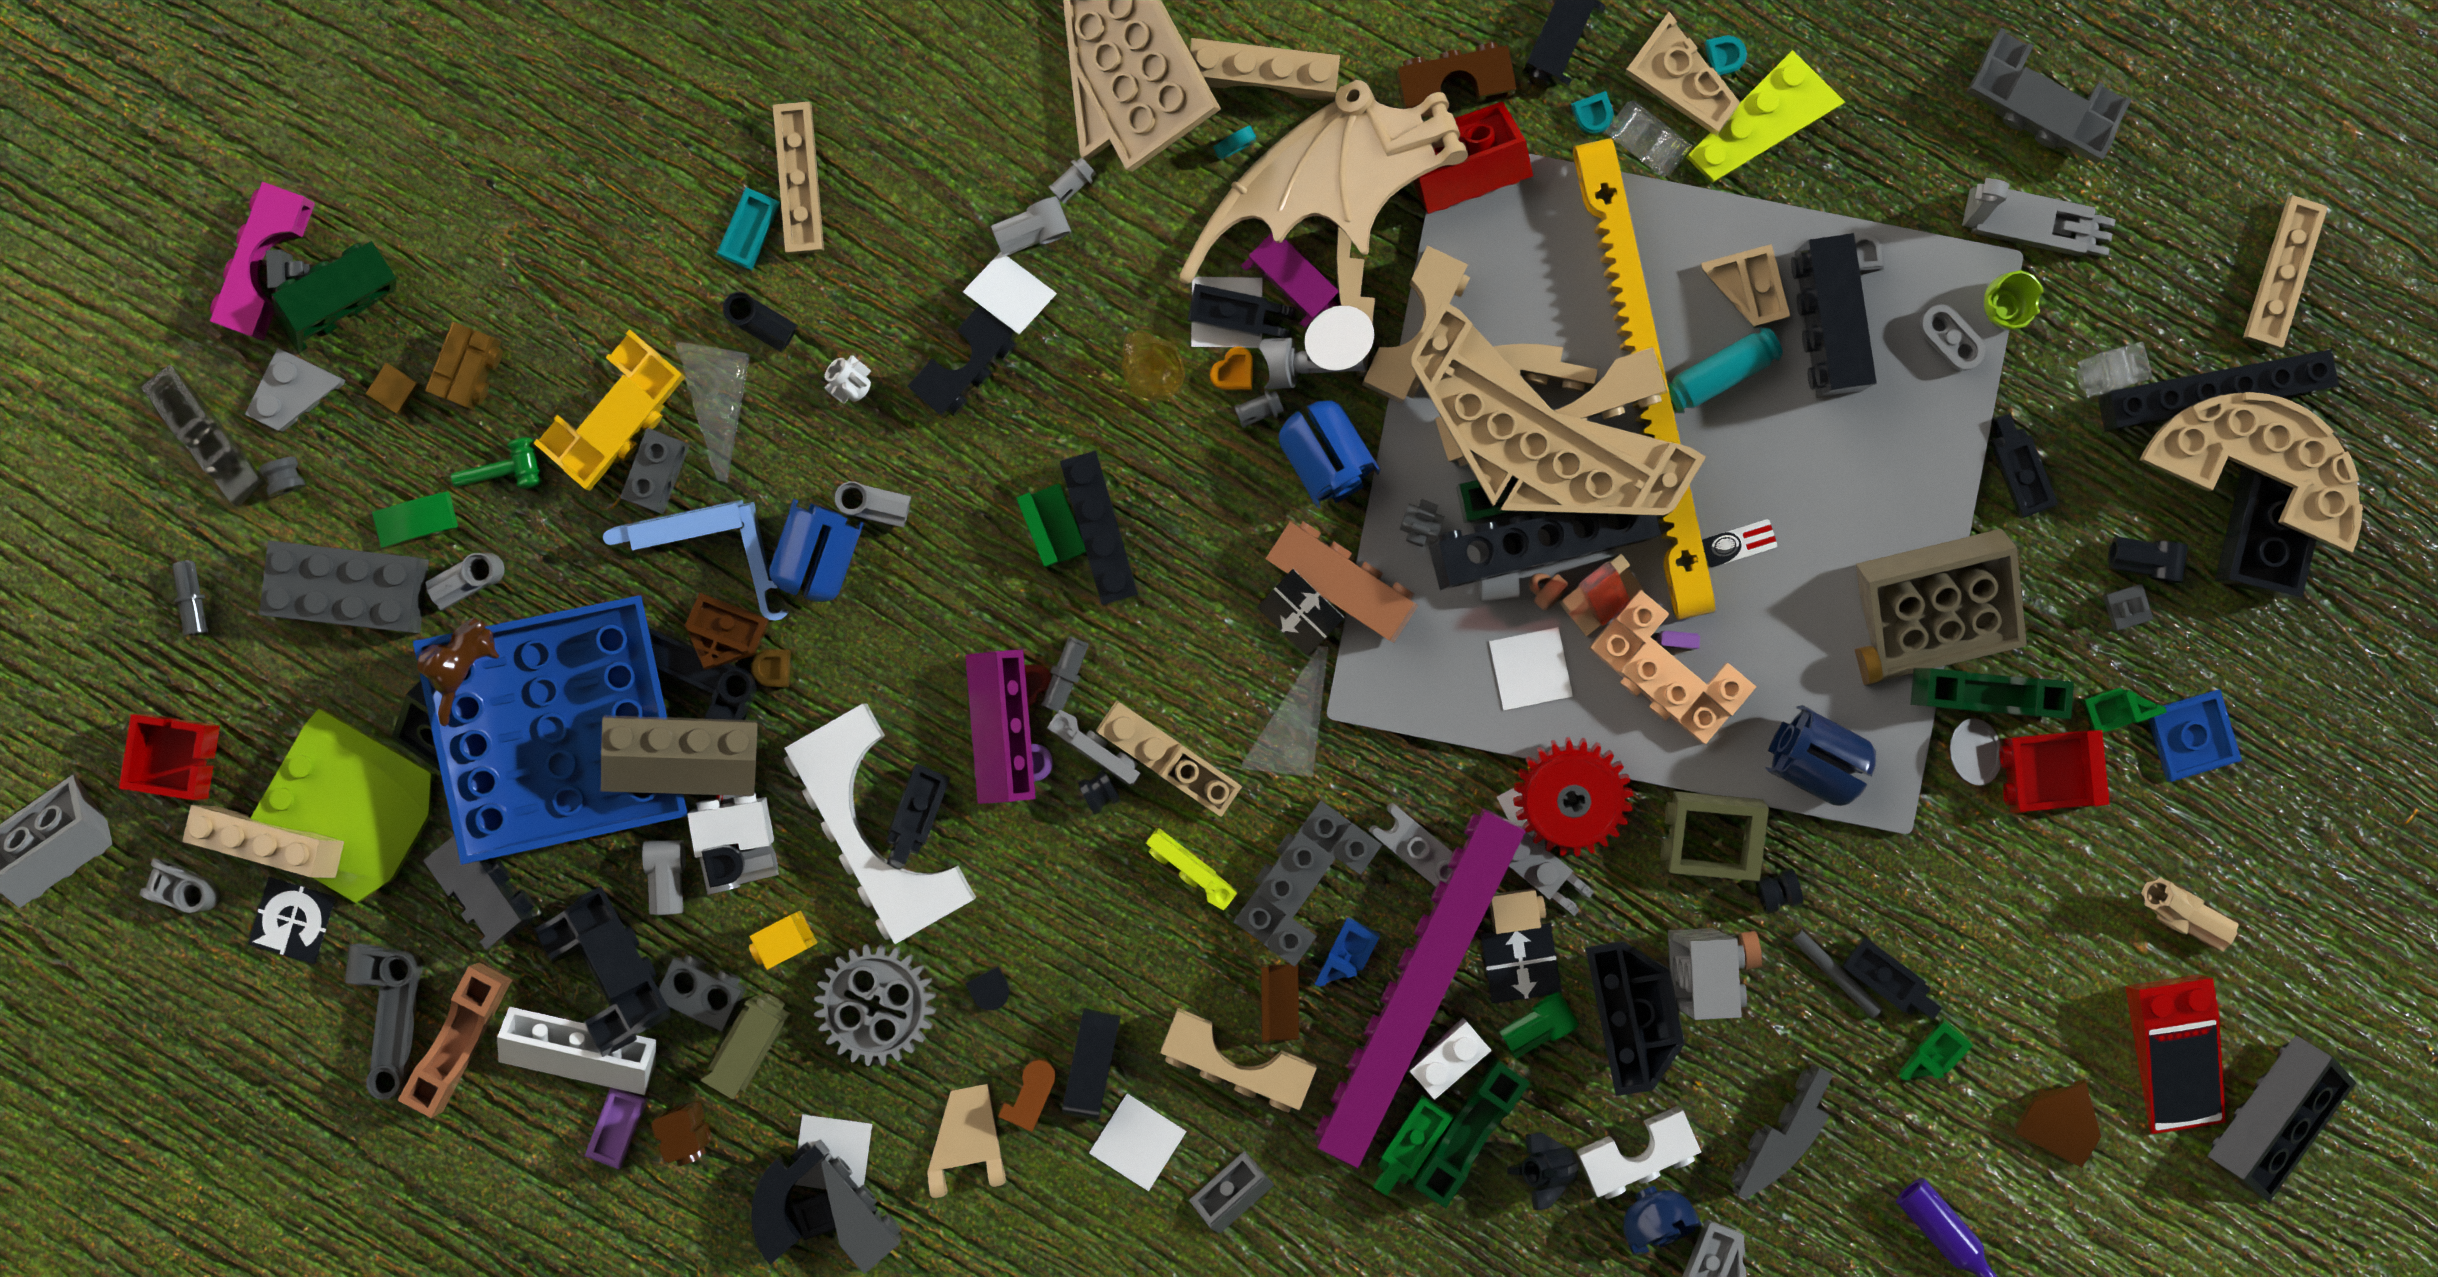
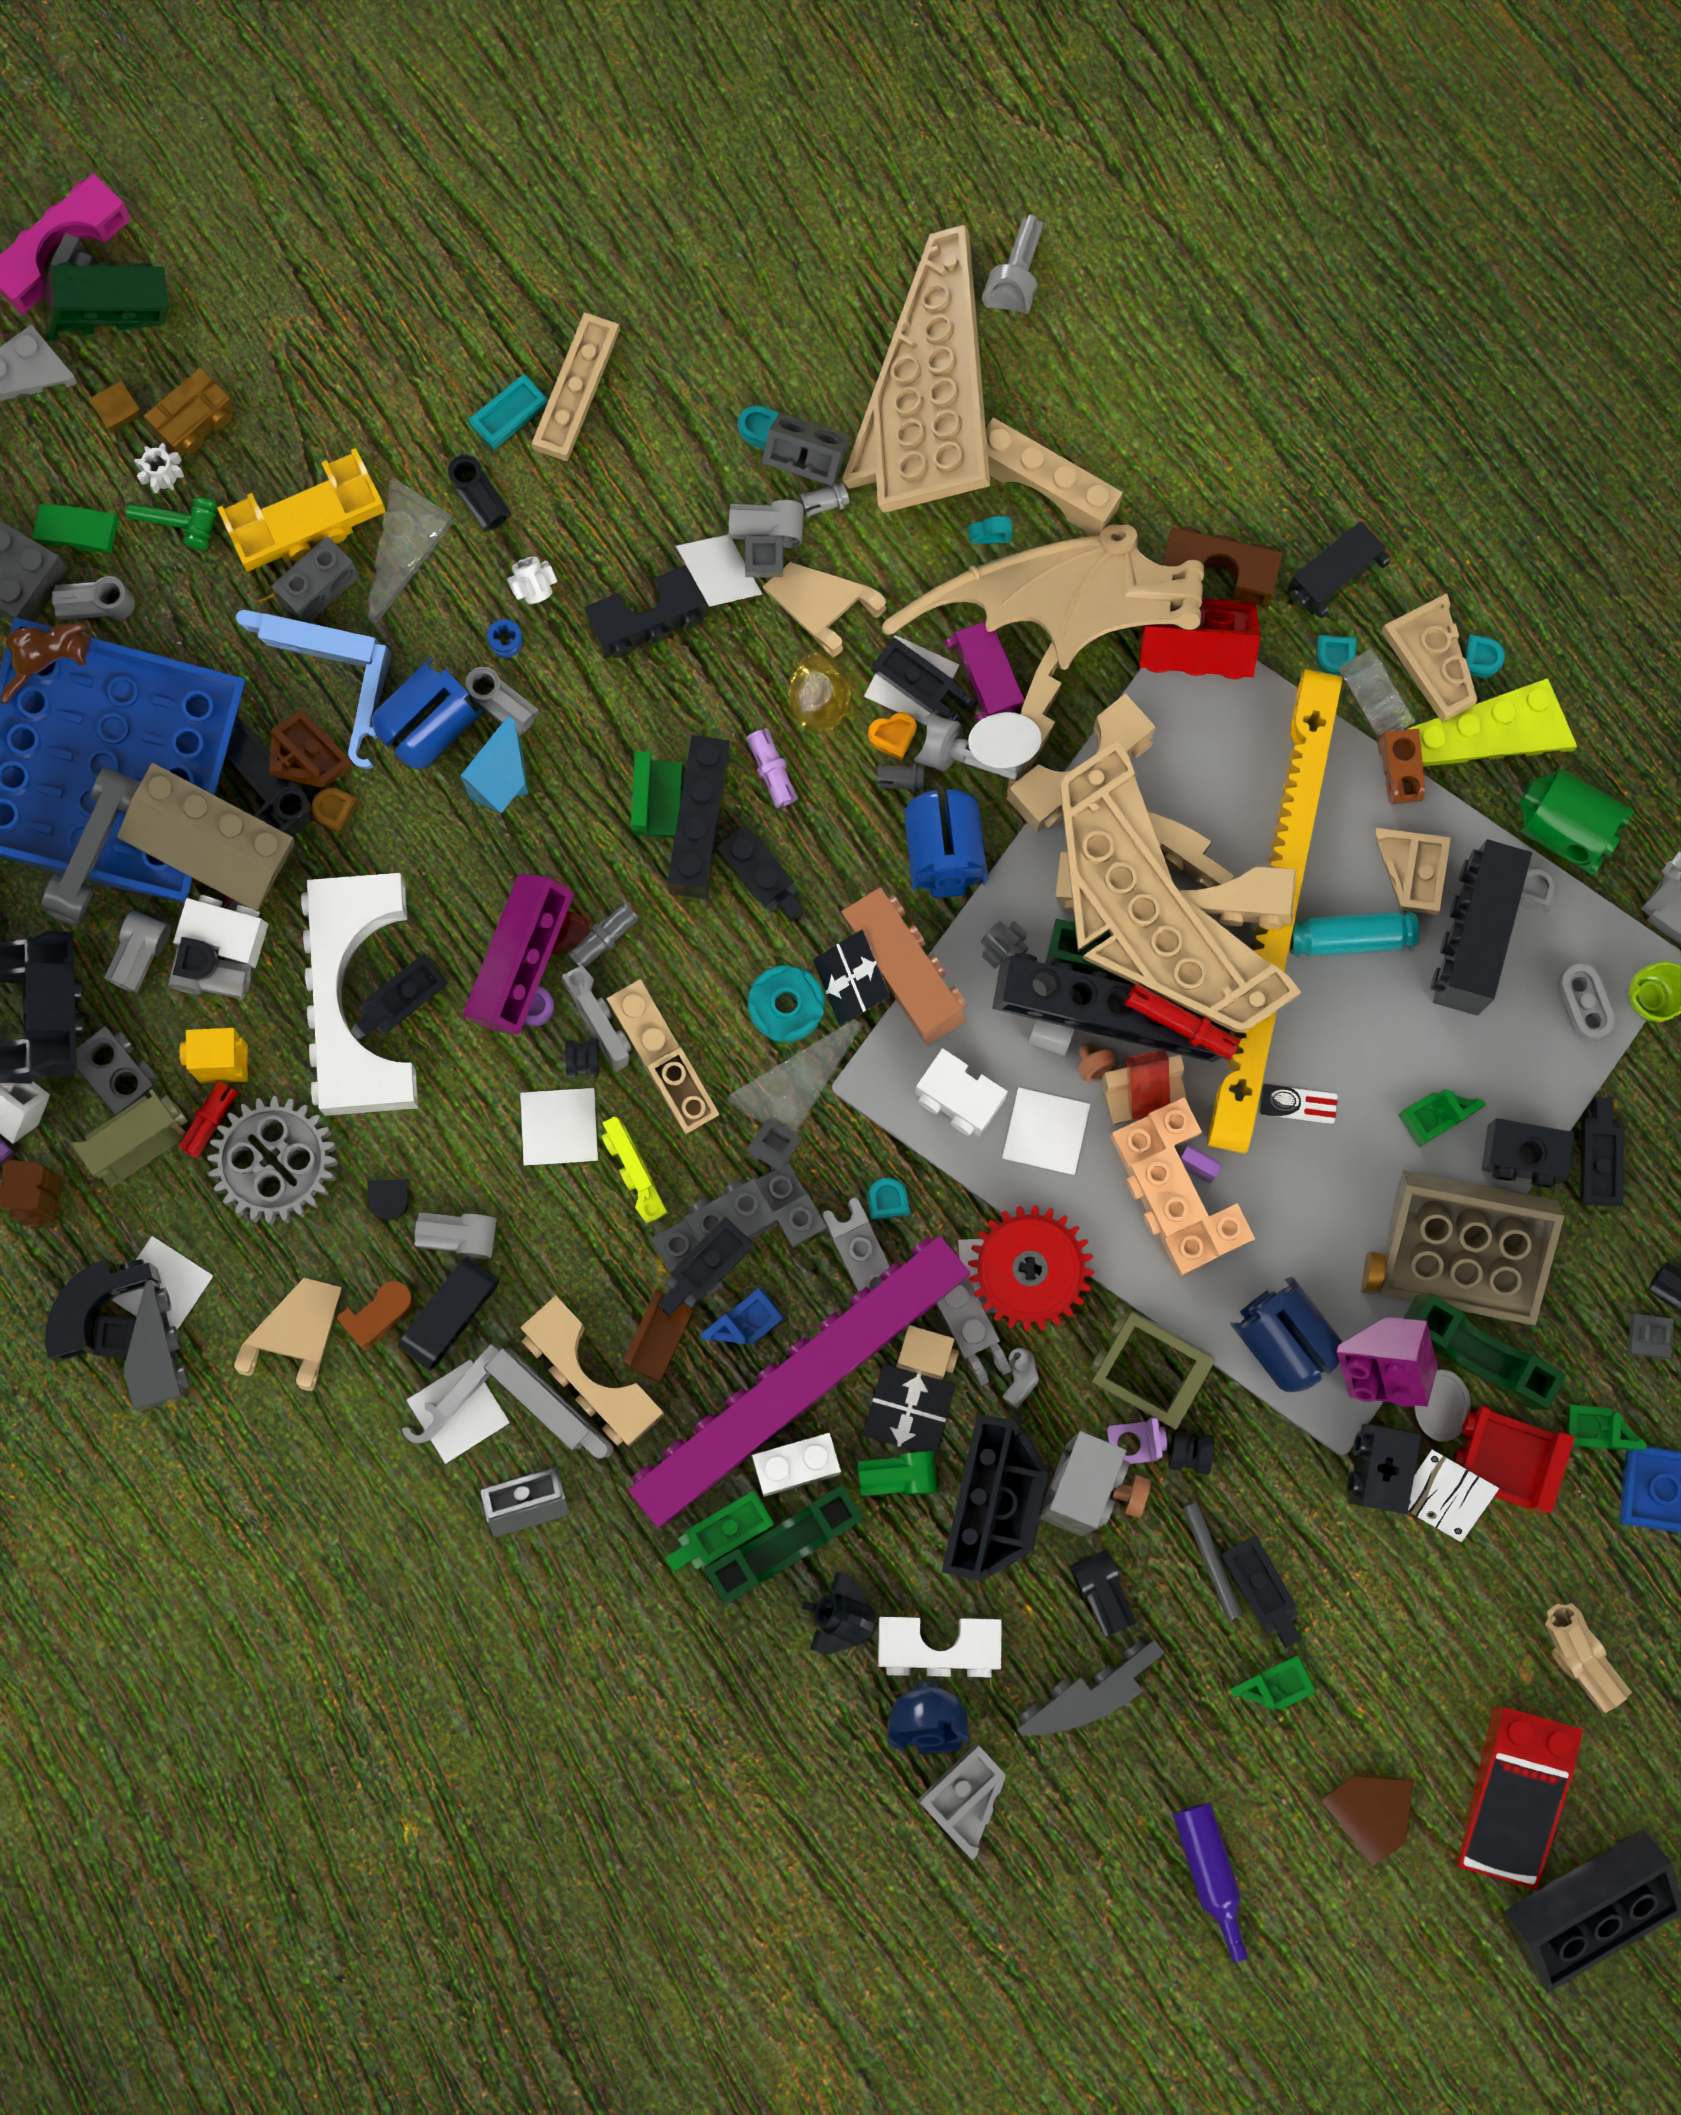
camera: 15 degrees right, 10 degrees down
(469, 437) = (165, 475): none -> white gear
(587, 859) = (68, 894): none -> dark grey piece
(800, 994) = (207, 1119): none -> red axle
(843, 452) = (515, 645): none -> blue bush
(905, 571) = (497, 770): none -> dark azure slope
(979, 137) = (755, 425): none -> teal tile
(1035, 144) = (805, 449): none -> dark grey brick
(1044, 262) = (764, 556): none -> dark grey tile
(1072, 992) = (465, 1235): none -> light grey piece
(1106, 857) = (559, 1126): none -> white sticker
(1110, 277) = (819, 600): none -> tan flag
(1141, 453) = (771, 768): none -> lavender pin
(1175, 551) = (760, 872): none -> black hinge
(1196, 1101) = (529, 1389): none -> light grey hinge
(1274, 654) = (779, 1025): none -> teal tile
(1296, 931) = (705, 1266): none -> black hinge
(1302, 791) = (774, 1144): none -> dark grey tile
(1420, 791) = (887, 1199): none -> teal tile
(1434, 674) = (958, 1095): none -> white brick
(1602, 527) = (1196, 1029): none -> red pin
(1608, 891) = (1024, 1375): none -> light grey arm
(1700, 196) = (1402, 765): none -> dark orange leg
(1742, 899) = (1151, 1439): none -> lavender bracket
(1751, 1039) = (1099, 1583): none -> black piece
(1863, 498) = (1437, 1114): none -> green slope
(1871, 175) = (1572, 819): none -> green cylinder
(1920, 742) = (1390, 1363): none -> magenta slope
(1949, 831) = (1393, 1487): none -> black brick
(1976, 485) = (1550, 1146): none -> black brick
(2013, 829) = (1449, 1495): none -> white sticker

